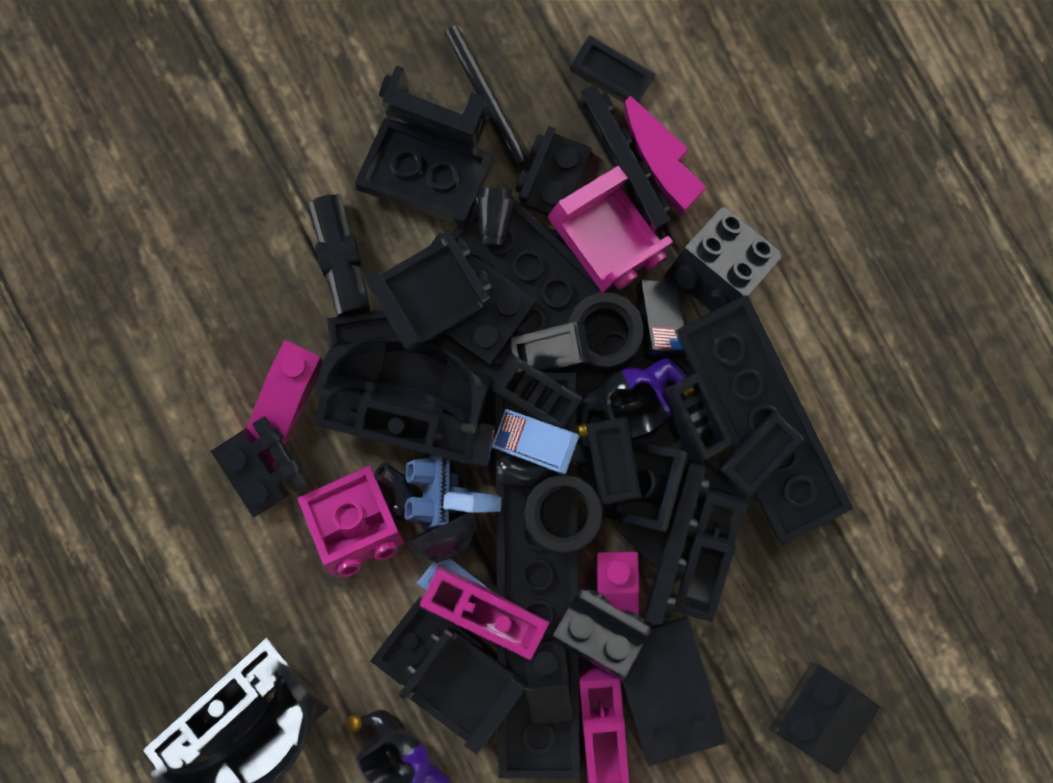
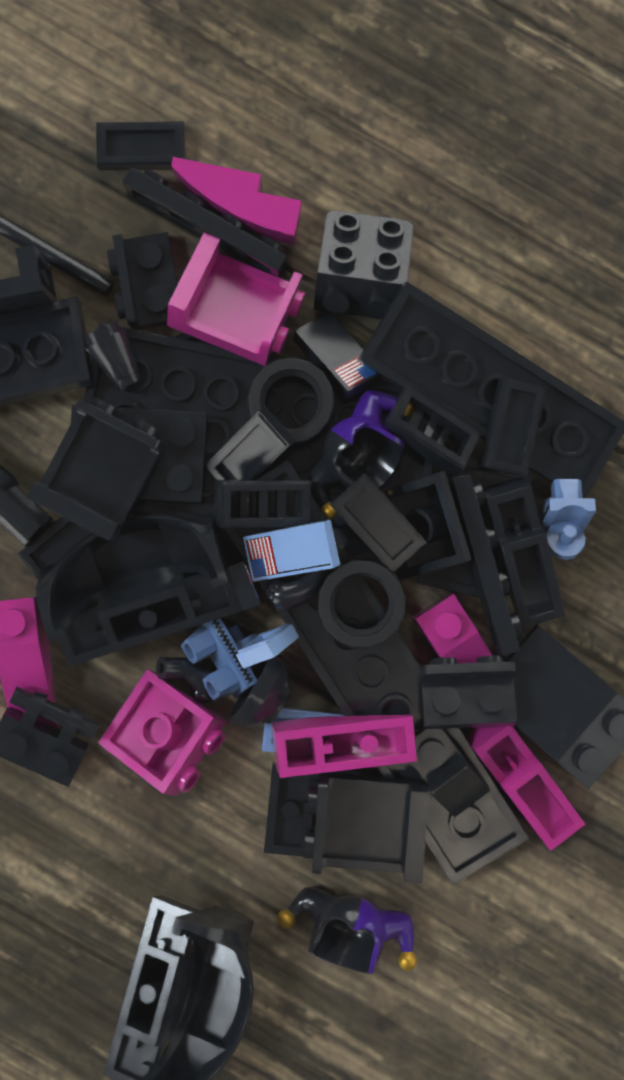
camera: 35 degrees left, 5 degrees up
(759, 548) = (566, 518): none -> medium blue hips

